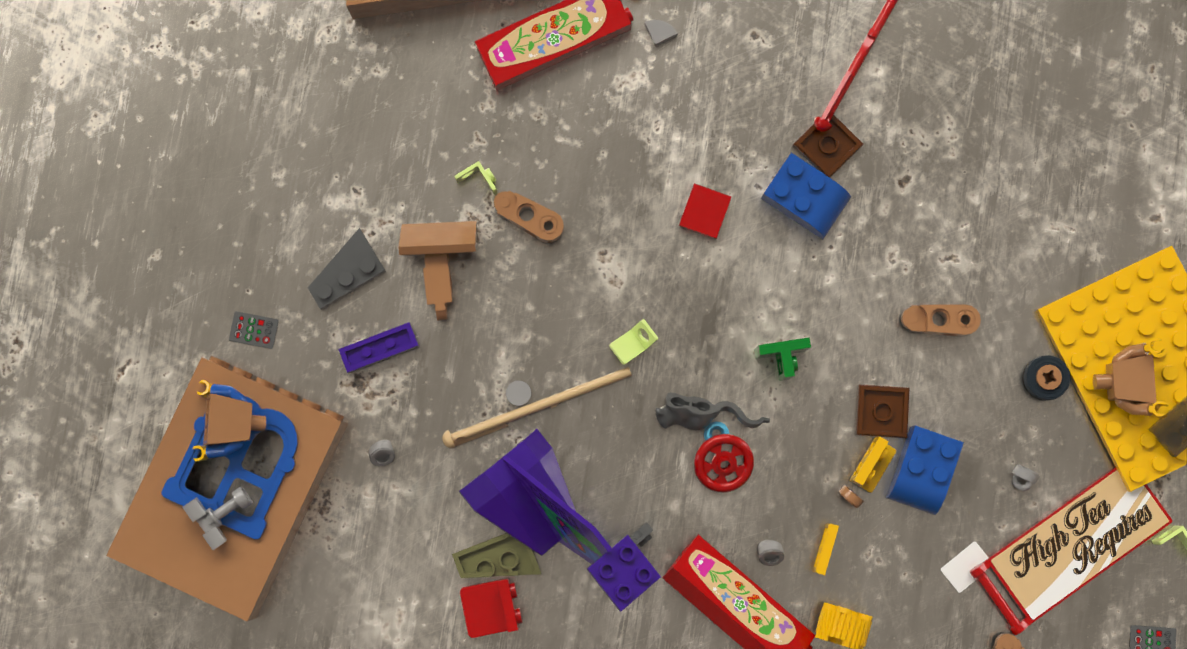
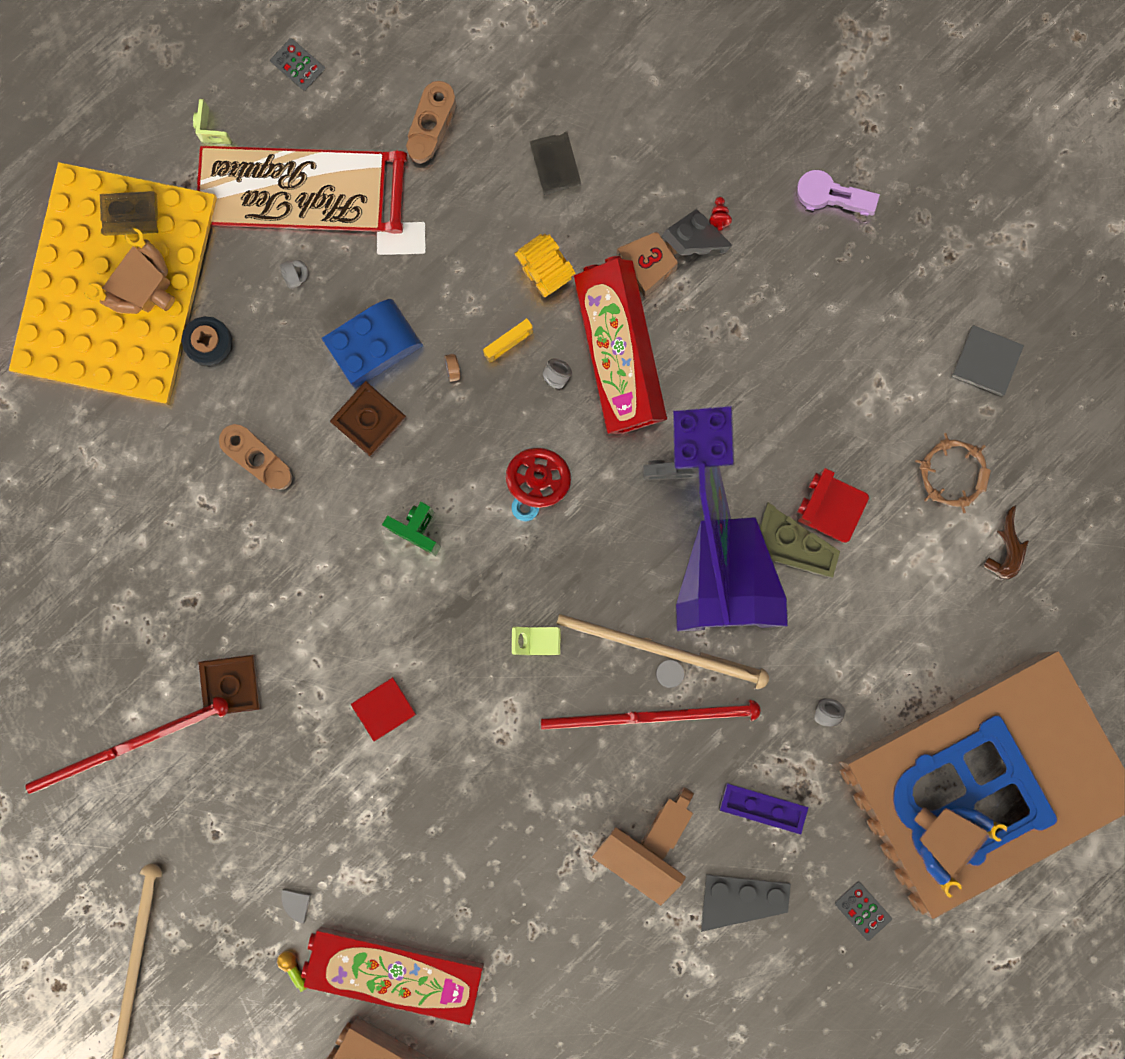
camera: 135 degrees left, 0 degrees up
(210, 520) = (1029, 764): light grey bar -> none
(438, 412) = (752, 710): none -> red bar
(487, 175) = (550, 893): yellowish green bracket -> none
(510, 206) = (550, 846): medium nougat piece -> none
(698, 413) = (526, 536): dark grey animal -> none
(806, 196) = (284, 654): blue brick -> none
(873, 464) = (412, 380): yellow bracket -> none

